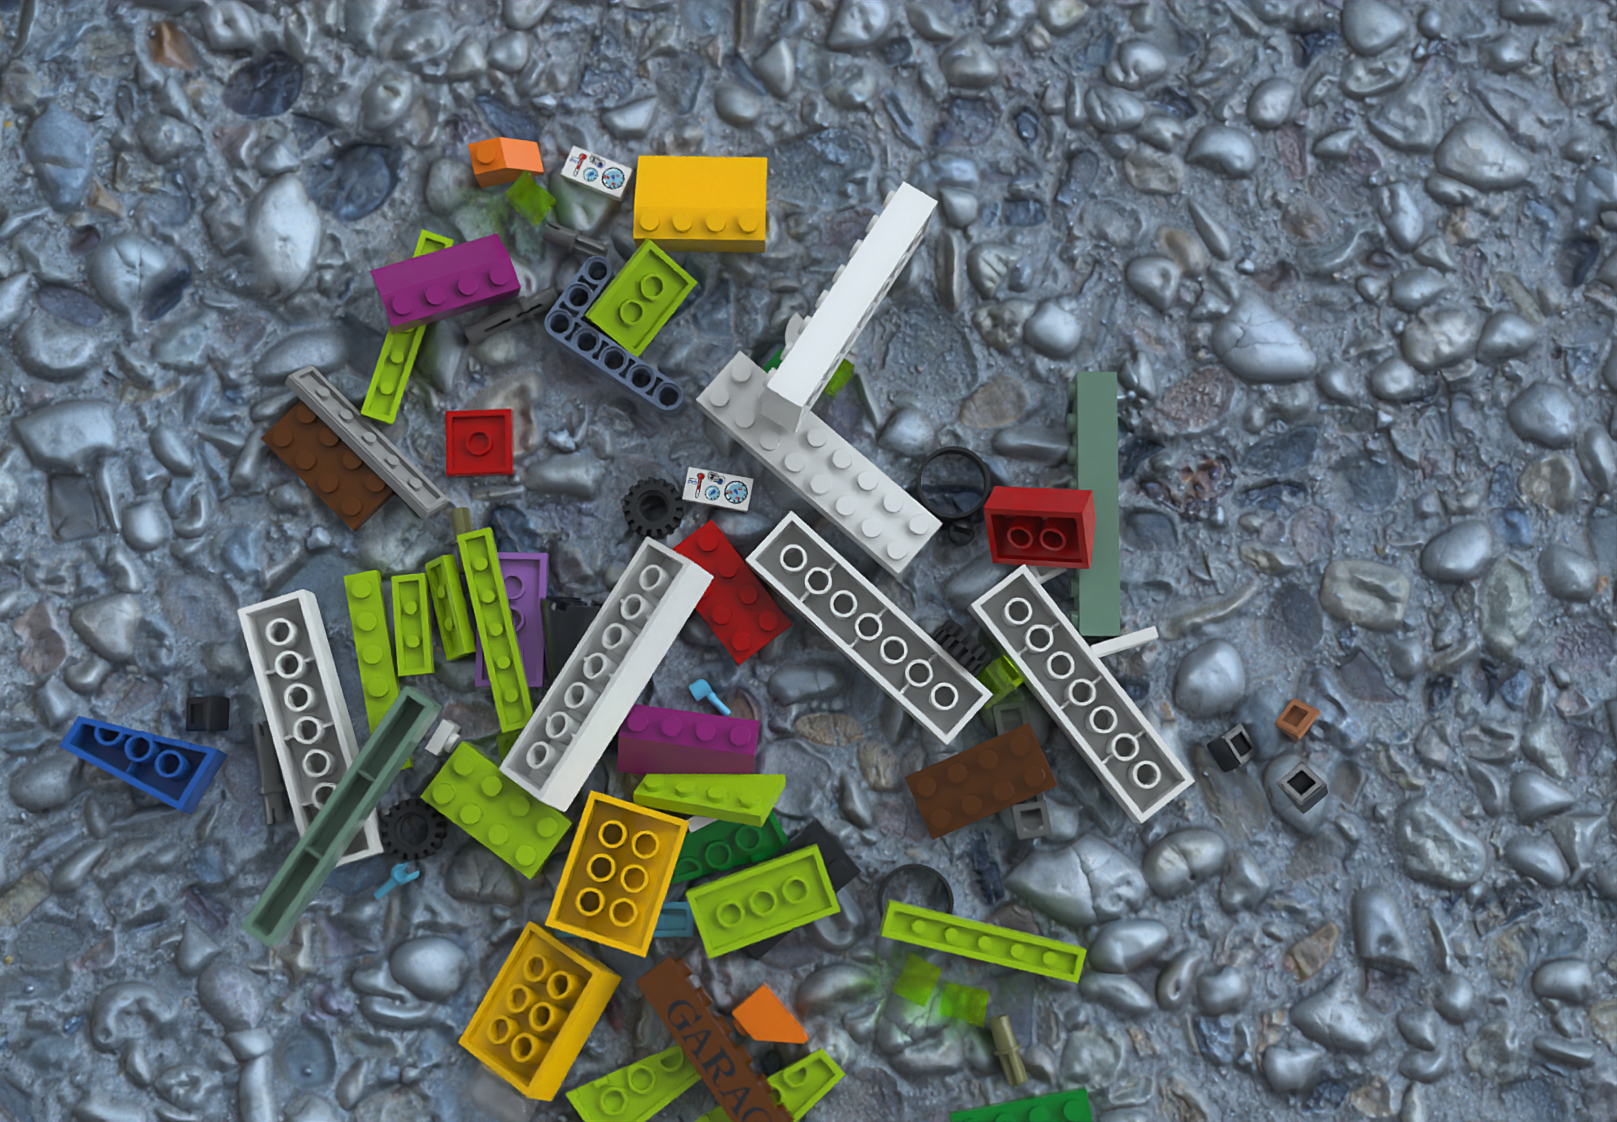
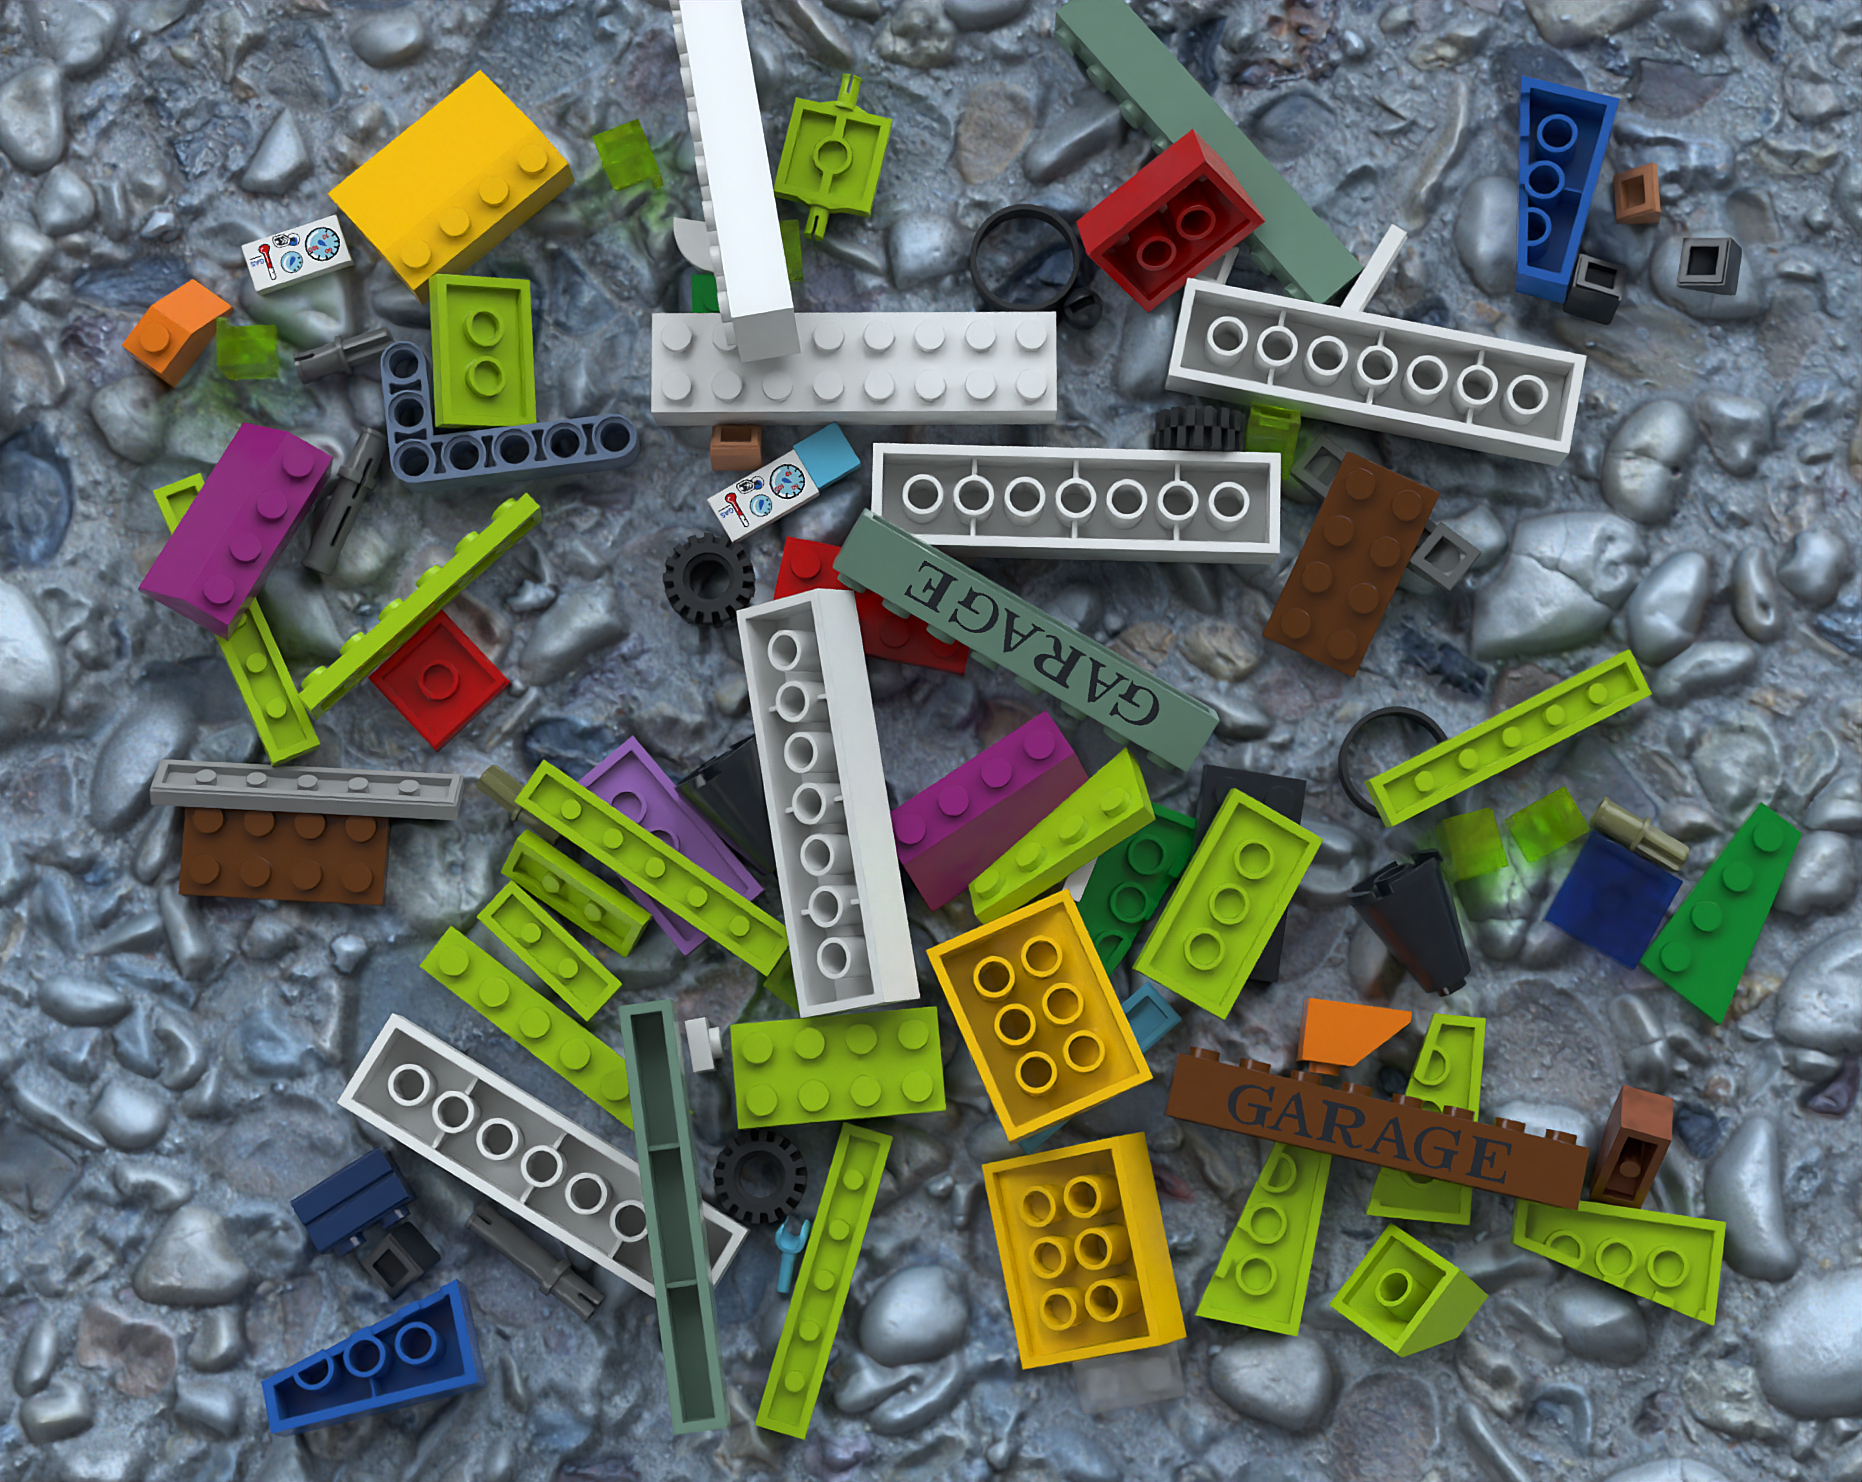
camera: 35 degrees left, 0 degrees up
(208, 664) = (354, 1201): none -> dark blue brick
(398, 910) = (824, 1281): none -> lime plate
(486, 397) = (404, 618): none -> lime plate
(702, 689) = (946, 736): medium azure hand -> none
(727, 453) = (736, 447): none -> nougat slope
(767, 496) = (827, 456): none -> medium azure tile
(779, 677) = (1025, 641): none -> sand green brick
(799, 262) = (627, 156): none -> clear neon green panel
(853, 992) = (1416, 920): none -> black cone
(902, 349) = (833, 157): none -> lime plate
(964, 1071) = (1612, 900): none -> clear blue plate
(1265, 672) = (1558, 170): none -> blue wedge

